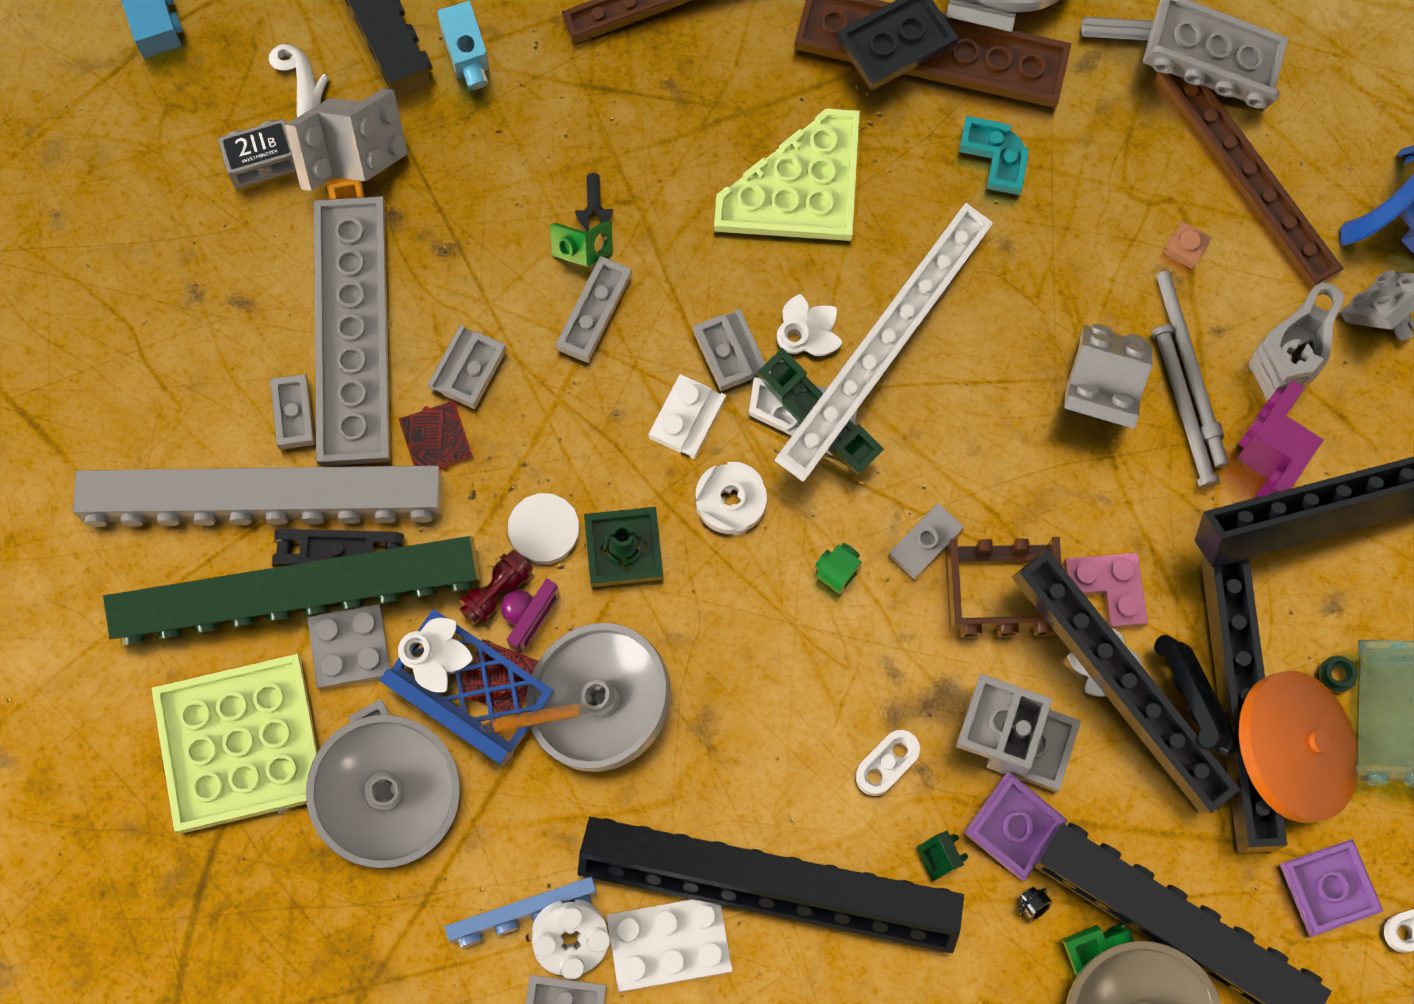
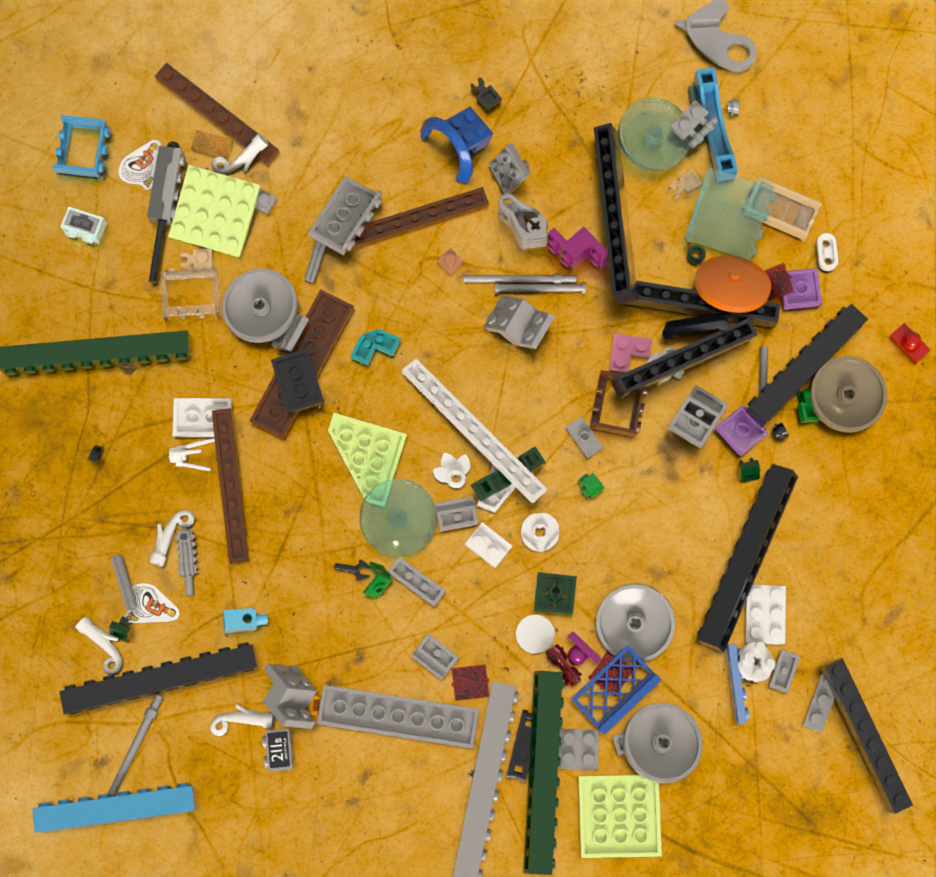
camera: 75 degrees left, 5 degrees up
(292, 412) = (439, 757): light grey plate -> none
(440, 654) = (598, 699): white plate -> none
(545, 717) = (641, 656): light orange piece -> none
(698, 249) = (398, 517): none -> clear light blue dish
(887, 763) = (697, 485): white plate -> none
(1156, 846) = (763, 367): none -> light grey bar
(1329, 840) = (780, 281): none -> clear red piece

